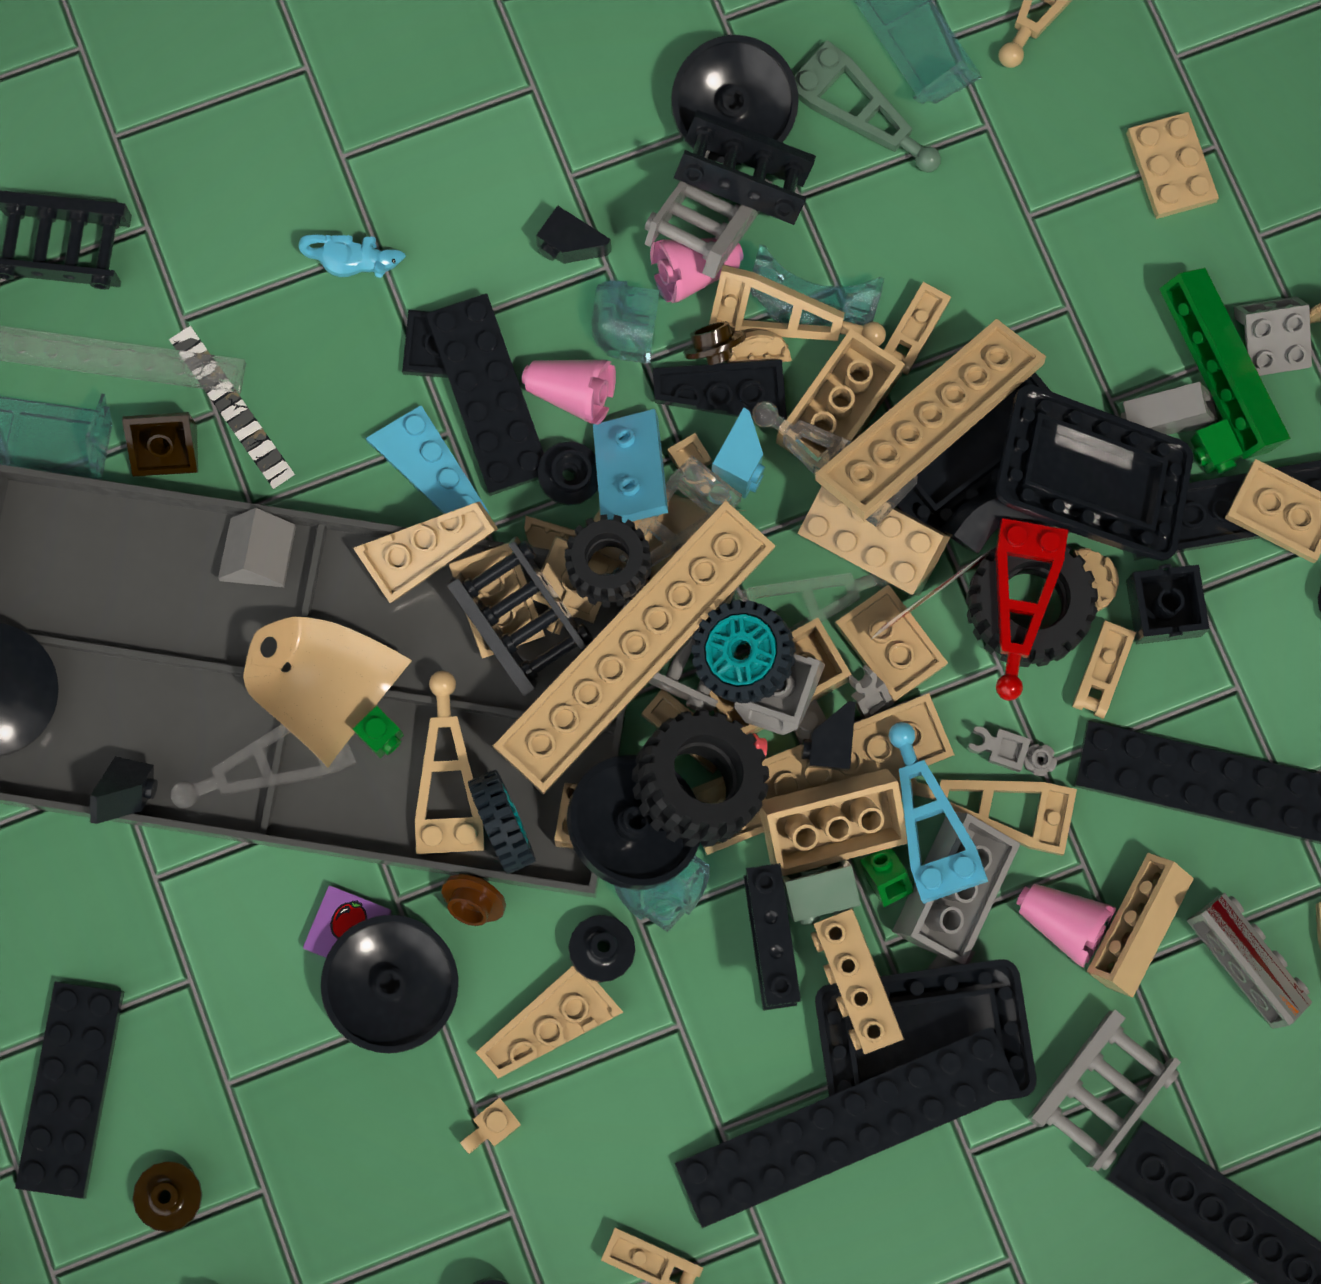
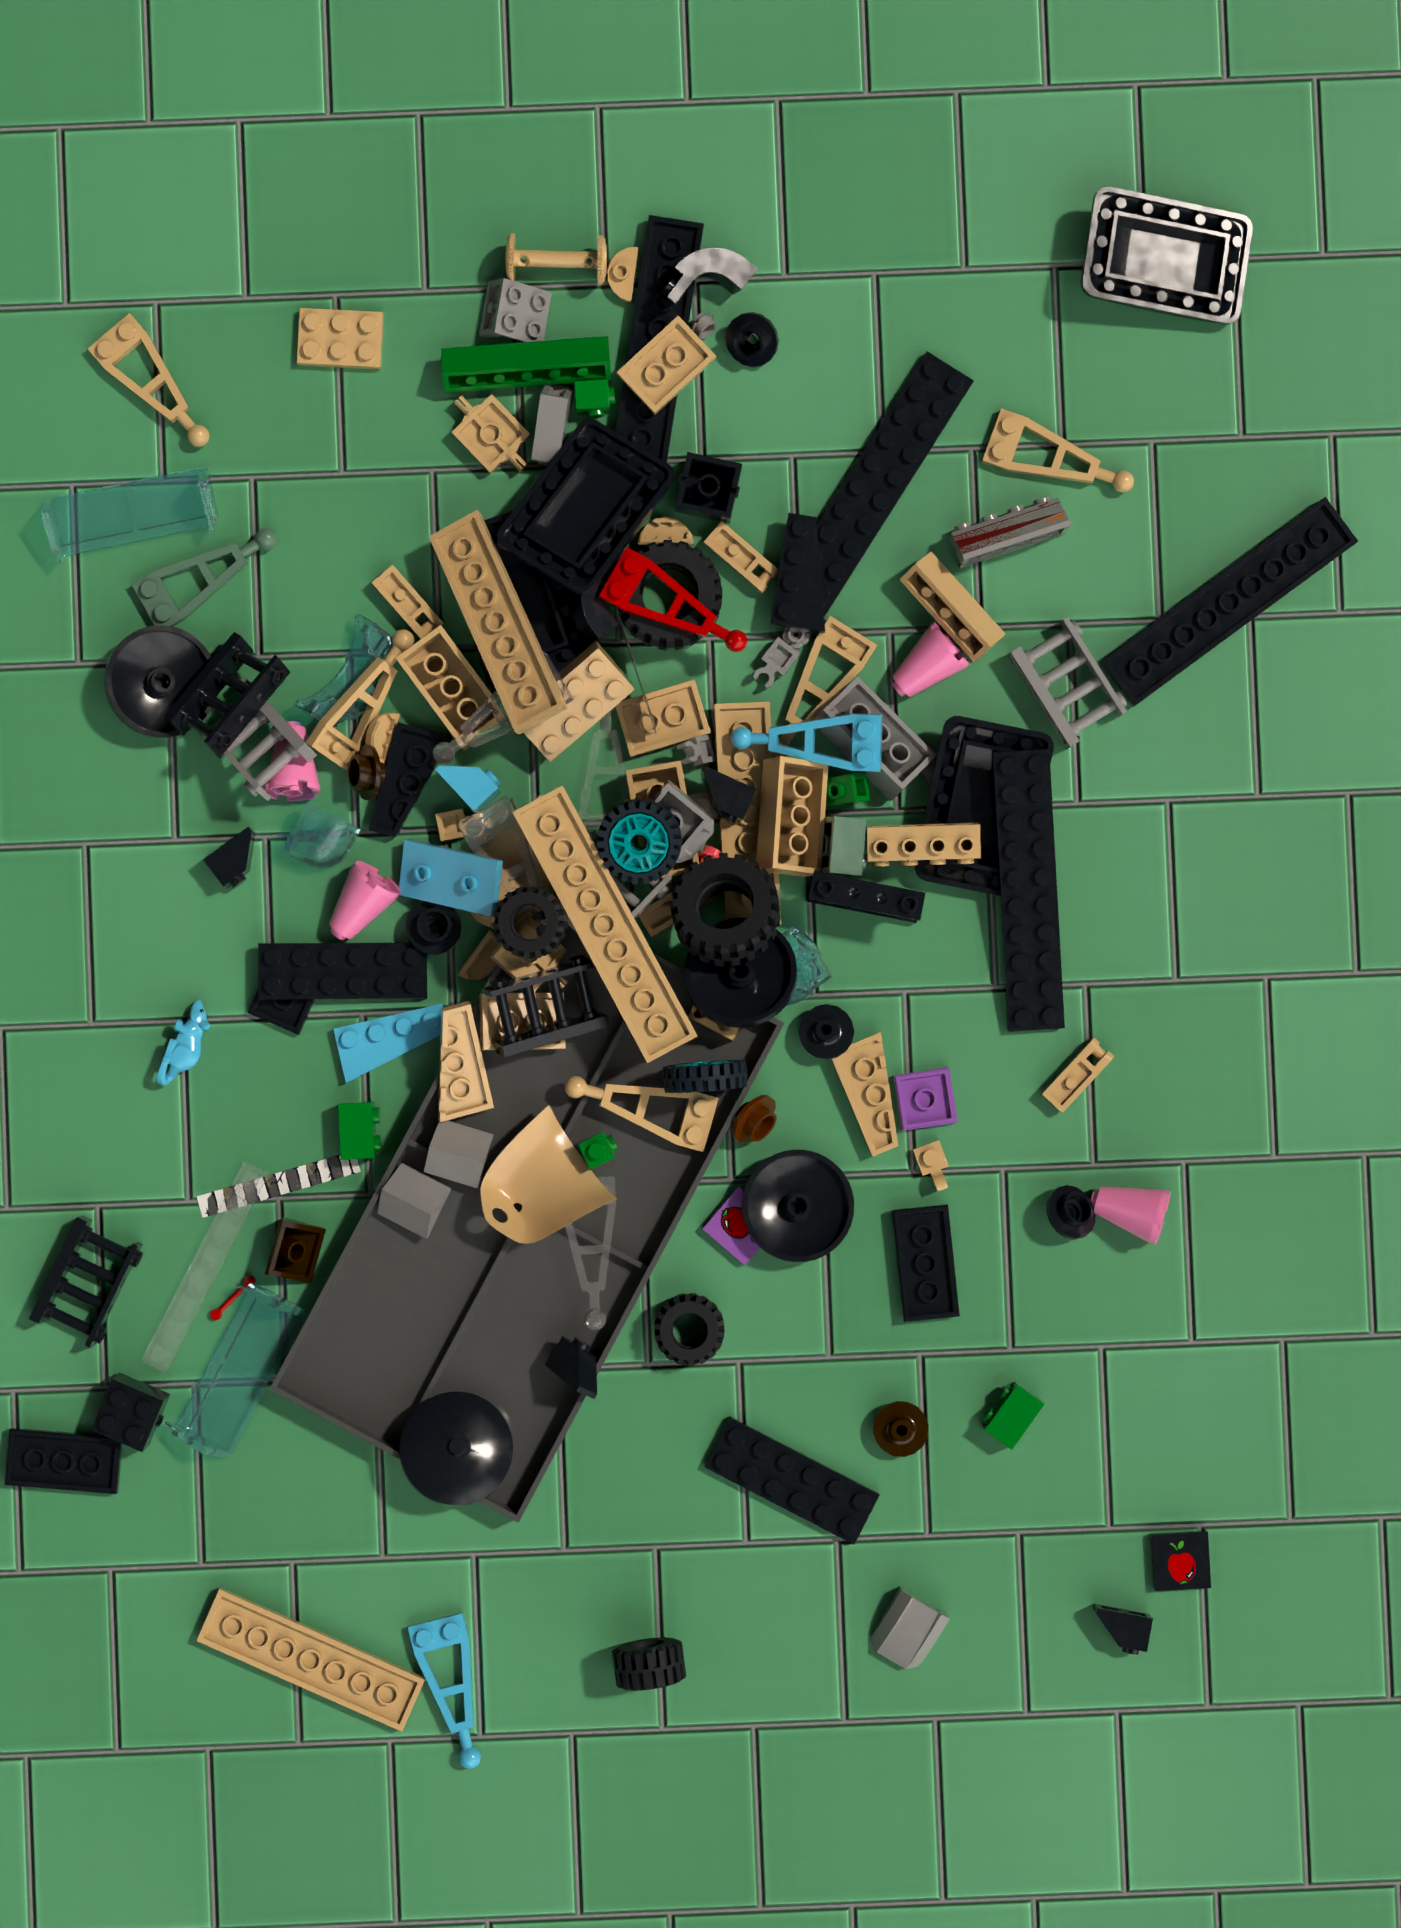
camera: 70 degrees left, 10 degrees up
(66, 388) = (216, 1314): none -> red hinge
(184, 892) = (689, 1354): none -> black tyre
(317, 468) = (358, 1130): none -> green brick
(325, 580) = (458, 1153): none -> light grey slope
(371, 1158) = (925, 1263): none -> black plate
(563, 1092) = (925, 1099): none -> medium lavender tile
(1099, 740) = (799, 586): none -> black wing
(1133, 353) = (490, 433): none -> tan plate

